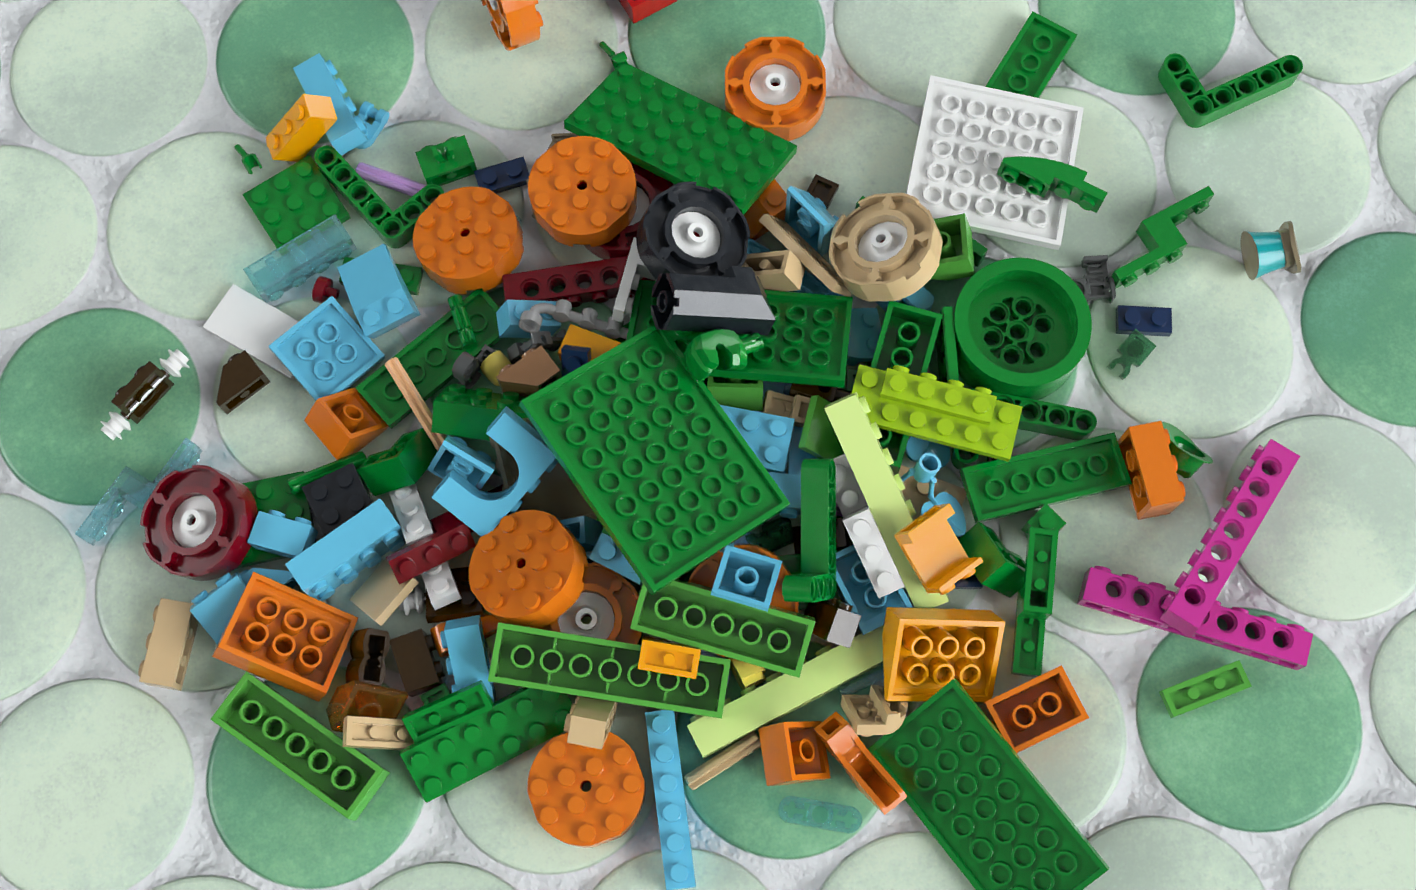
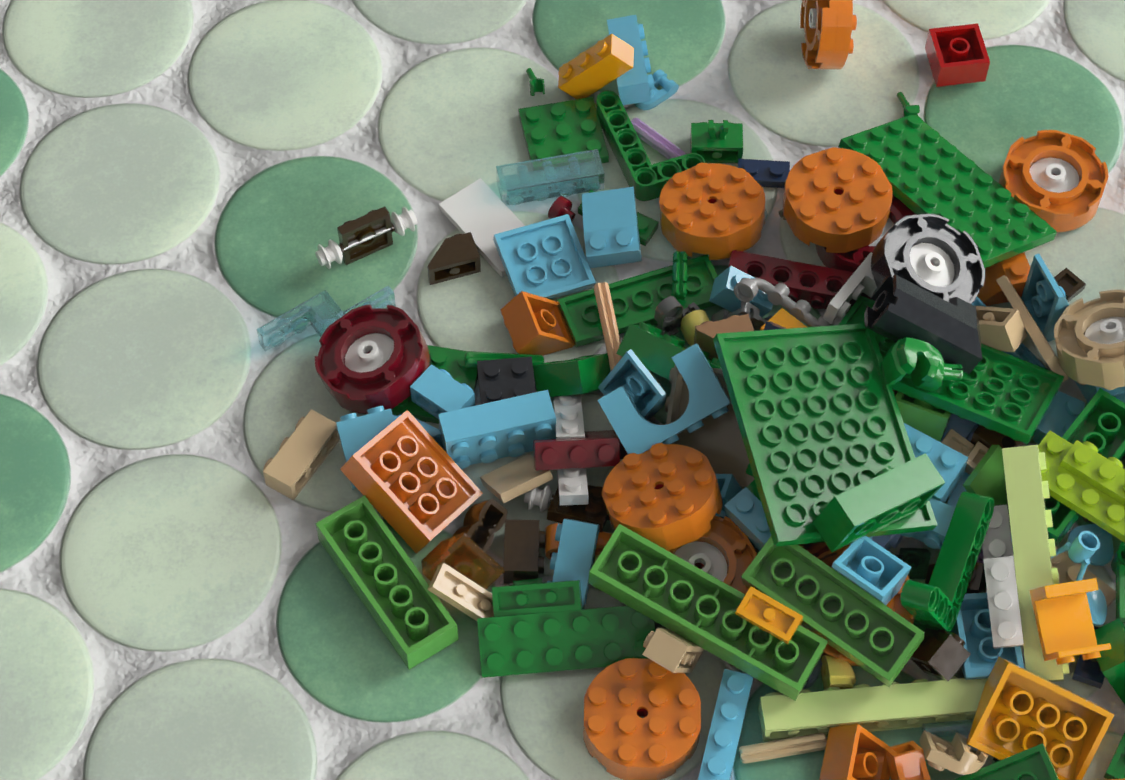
camera: 20 degrees right, 15 degrees down
(732, 516) = (878, 502): none -> brick

